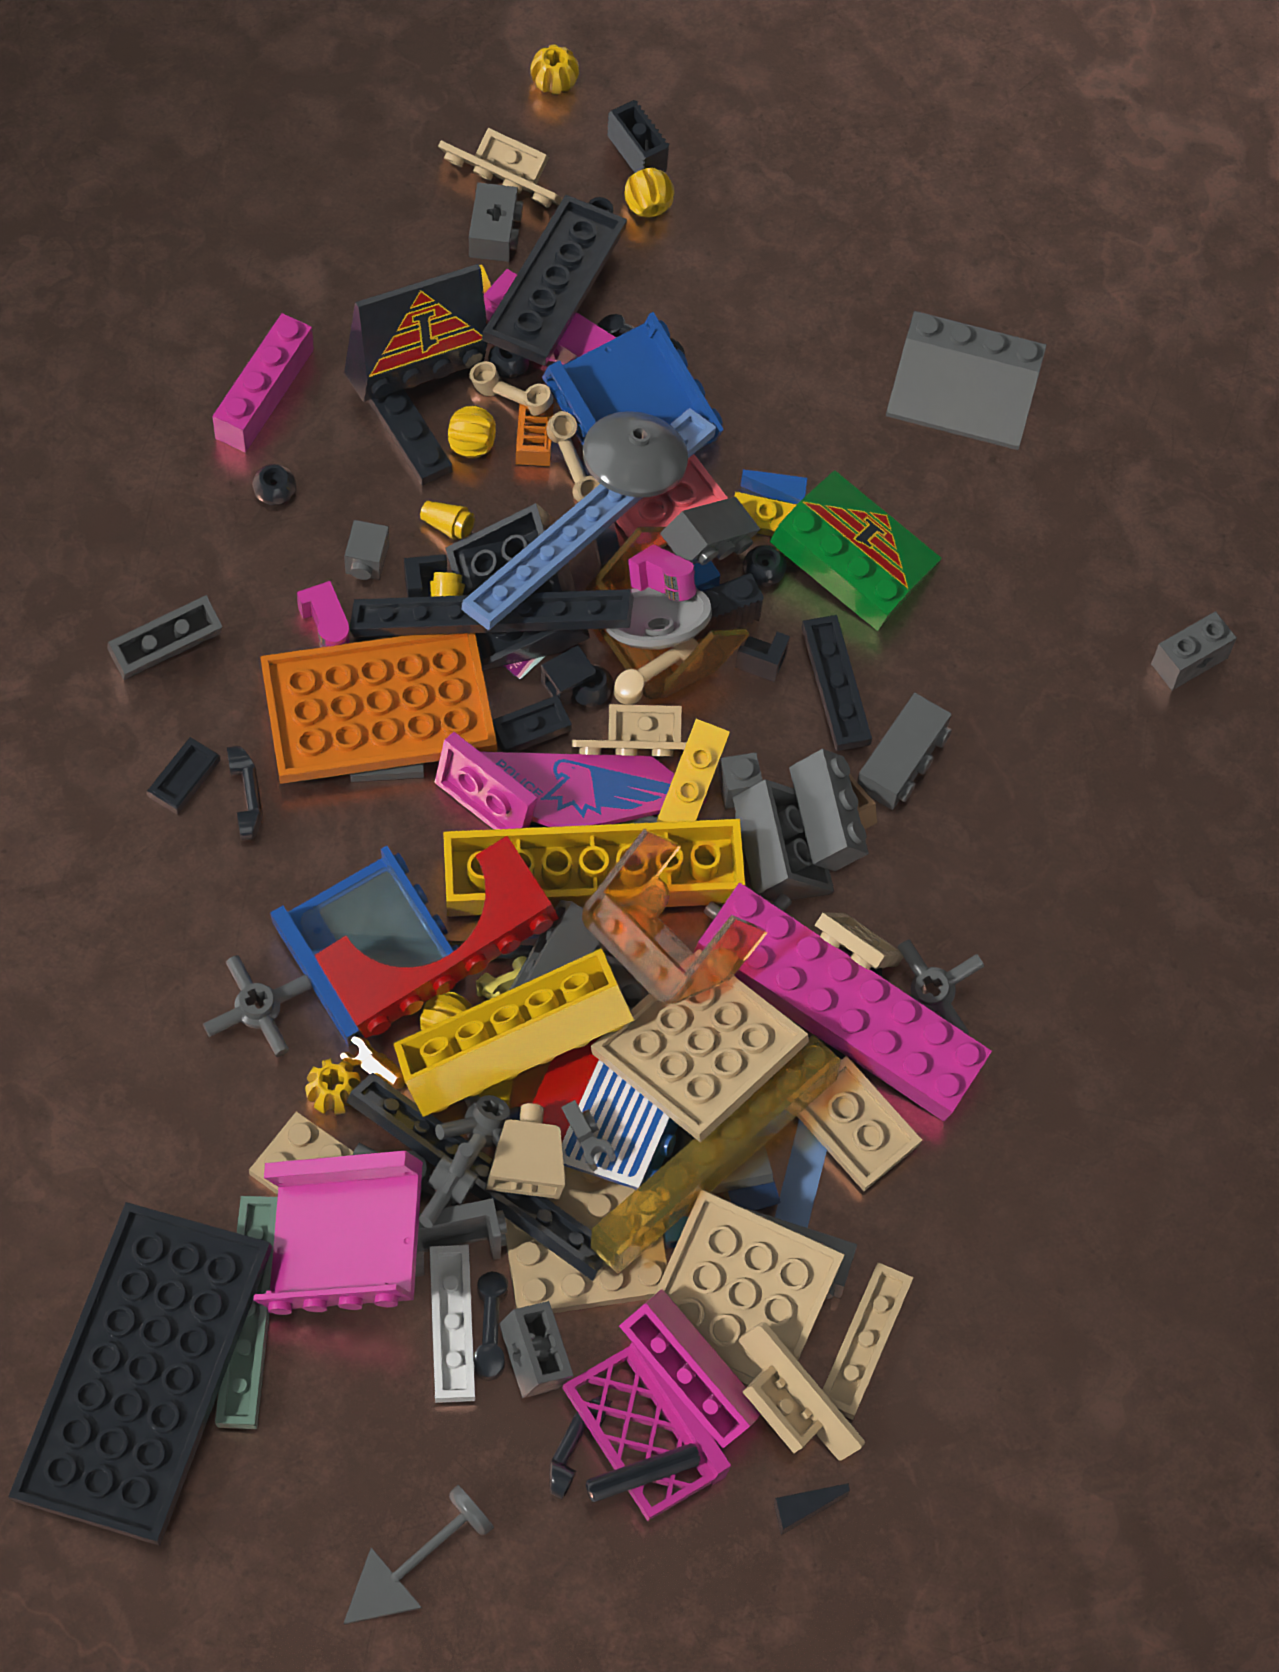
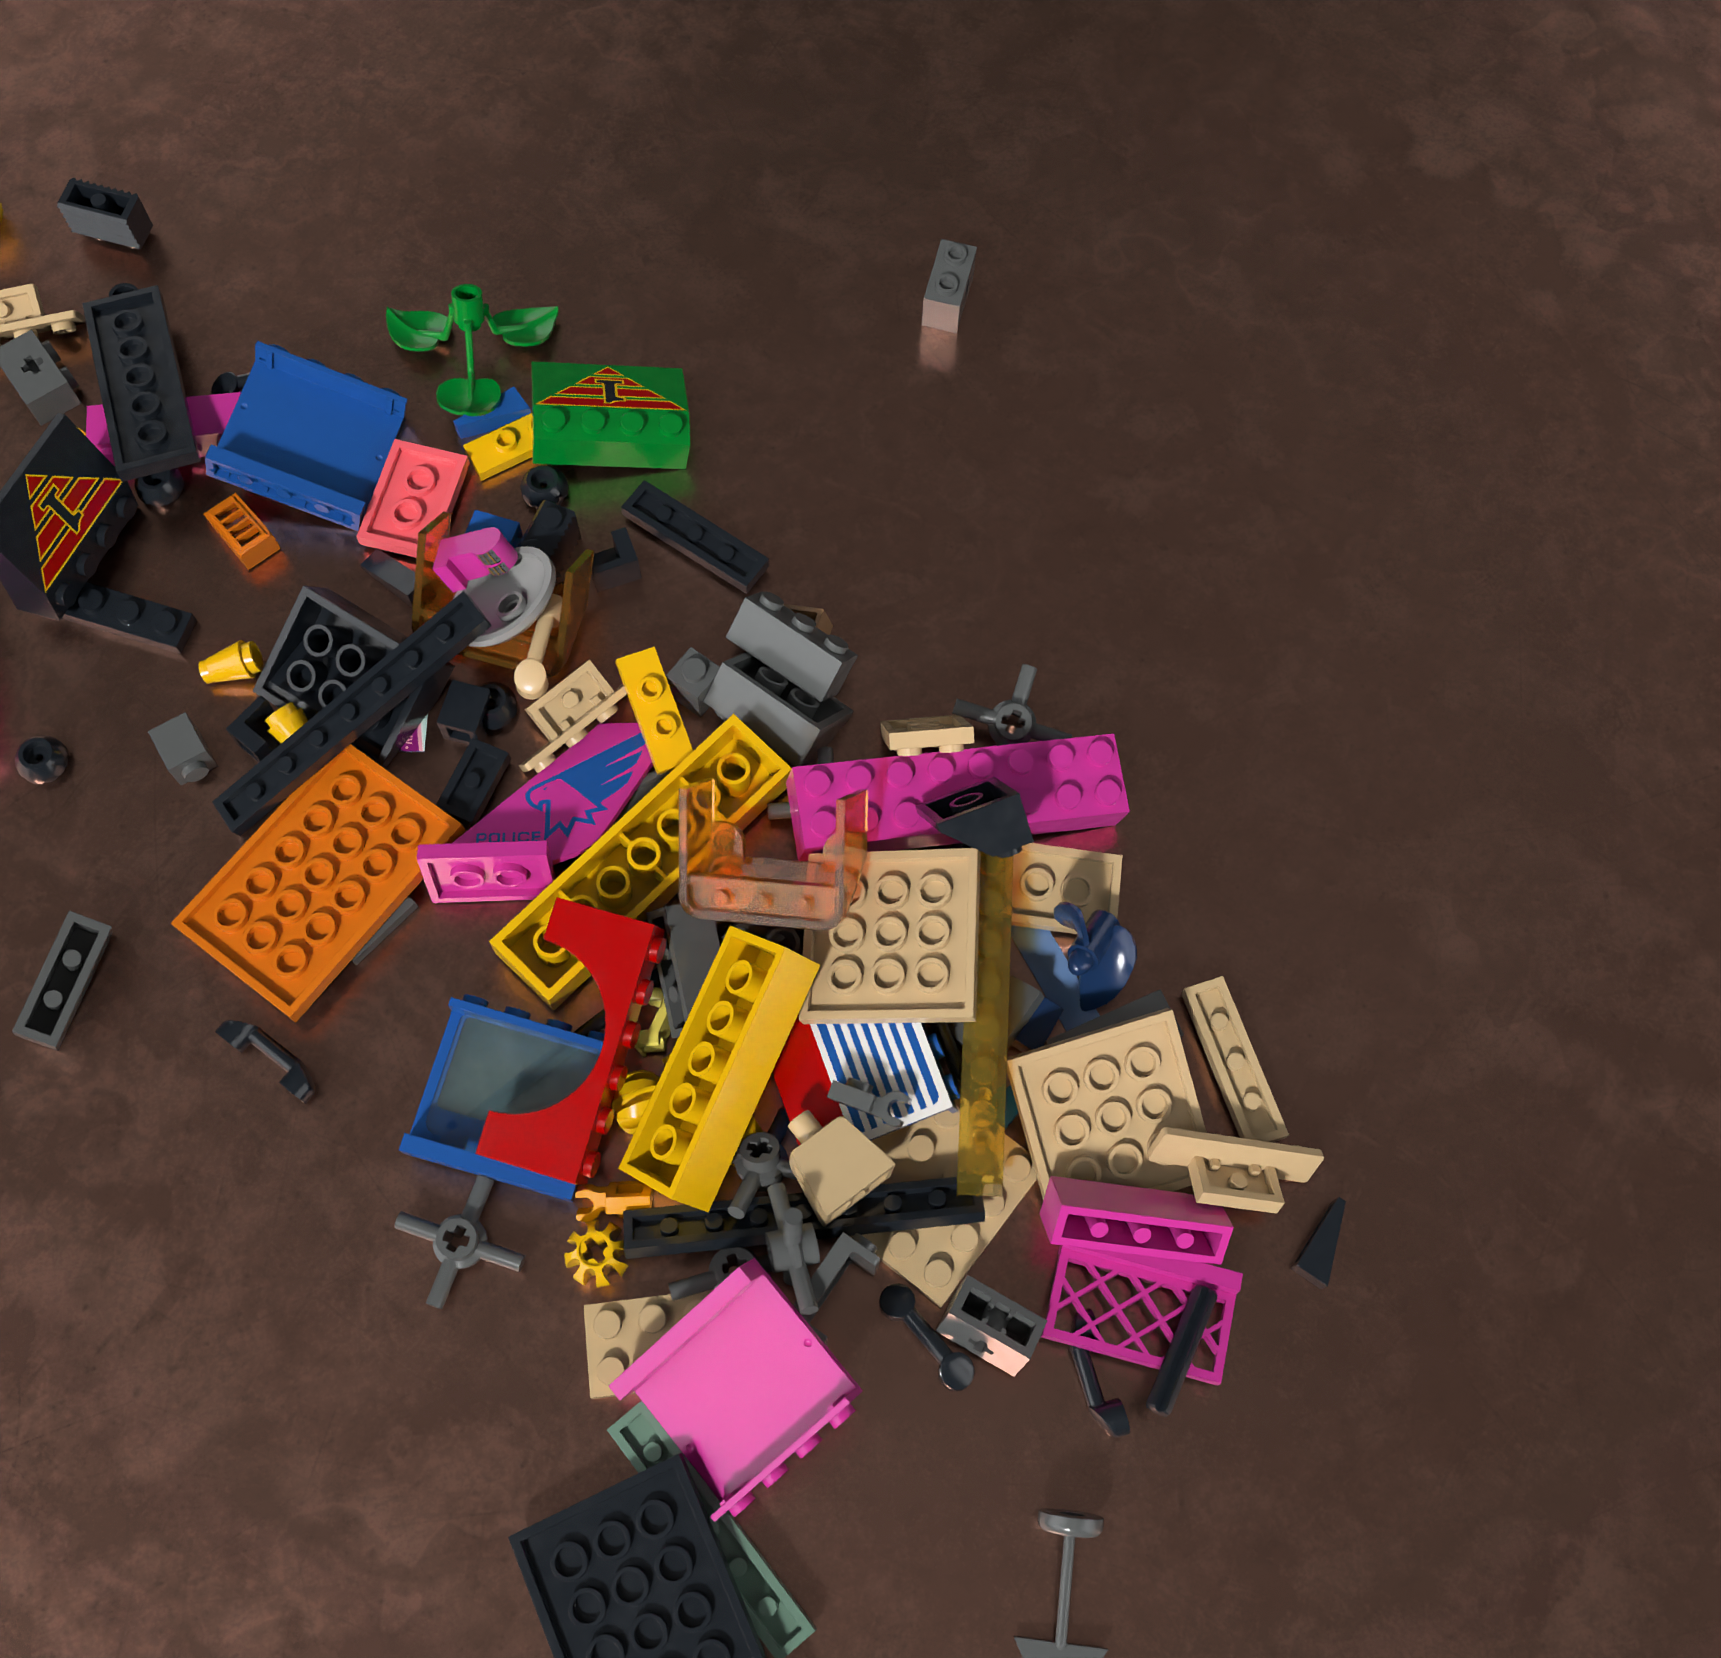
camera: 40 degrees left, 5 degrees up
(183, 775) = (196, 1090): black tile -> none
(327, 613) = (197, 833): dark pink leg -> none
(452, 1323) = (895, 1368): white plate -> none
(471, 432) = (184, 571): yellow piece -> none
(488, 382) = (157, 518): tan bar -> none
(560, 430) = (264, 507): tan bar -> none
(565, 538) = (363, 568): medium blue plate -> none
(635, 454) = (352, 475): dark grey dish -> none
(649, 192) = (155, 251): yellow piece -> none
(711, 531) = (479, 491): dark grey brick -> none
(783, 387) = (424, 329): none -> green plant
(827, 1017) = (981, 816): none -> black slope
(839, 1186) = (1100, 954): none -> dark blue piece
(905, 751) = (805, 547): dark grey brick -> none
(966, 380) = (567, 208): dark grey slope -> none

